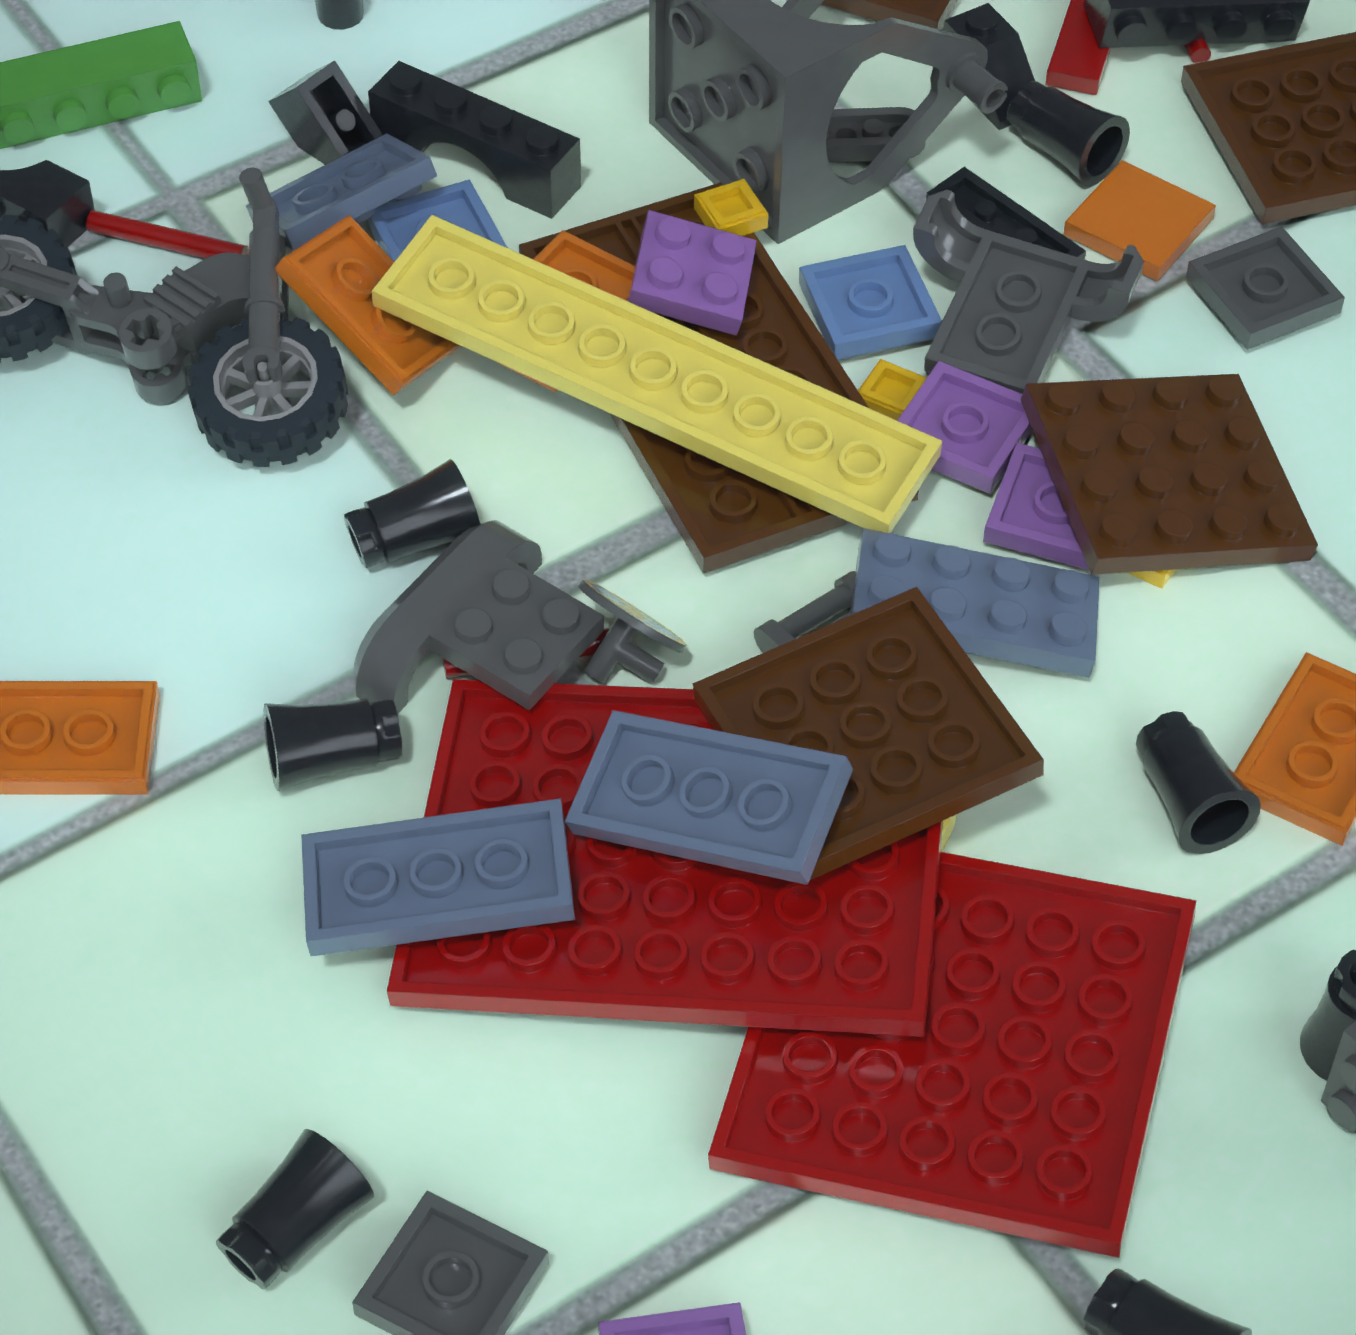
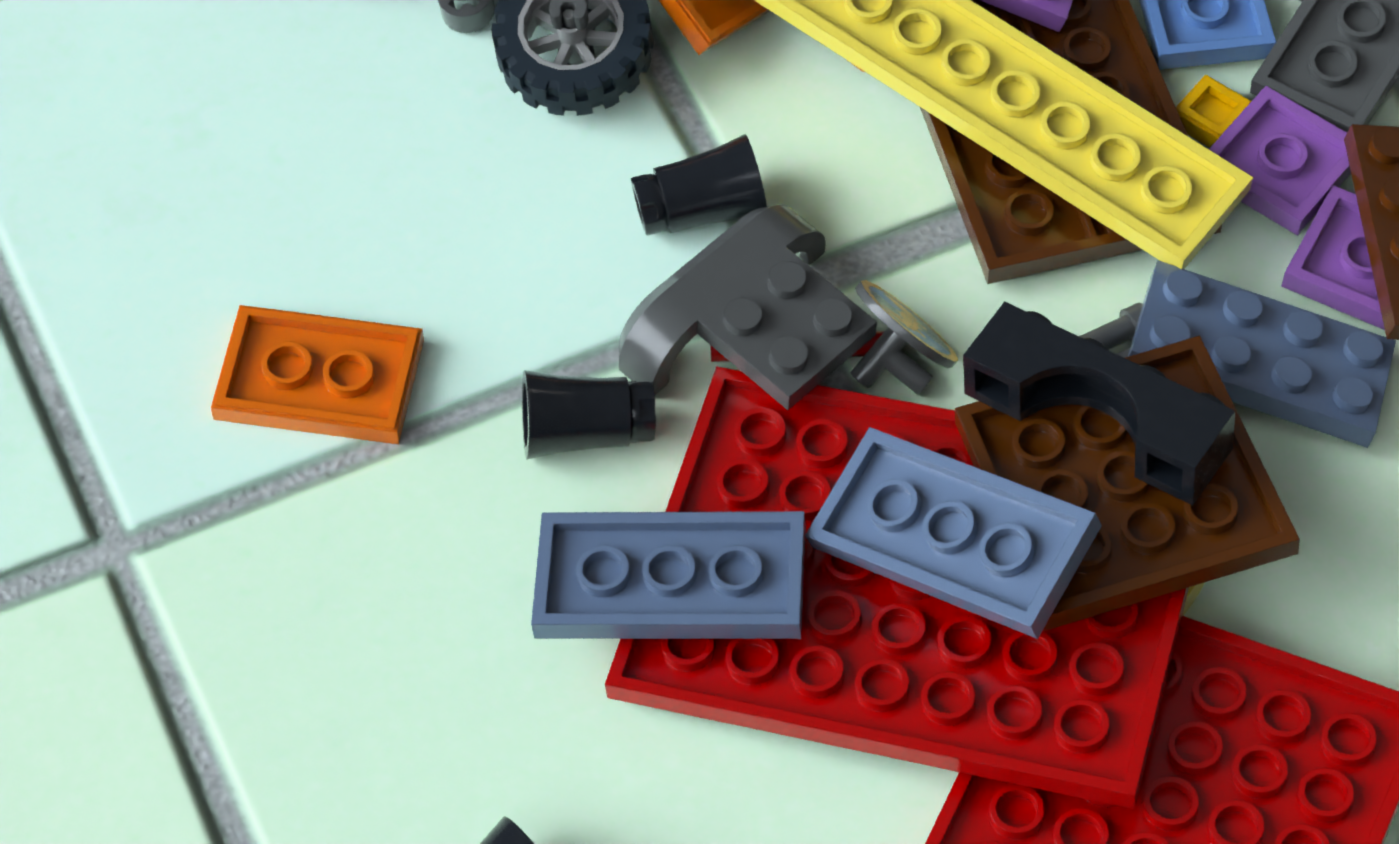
camera: 10 degrees right, 5 degrees up
(762, 630) = (1030, 365): none -> black arch

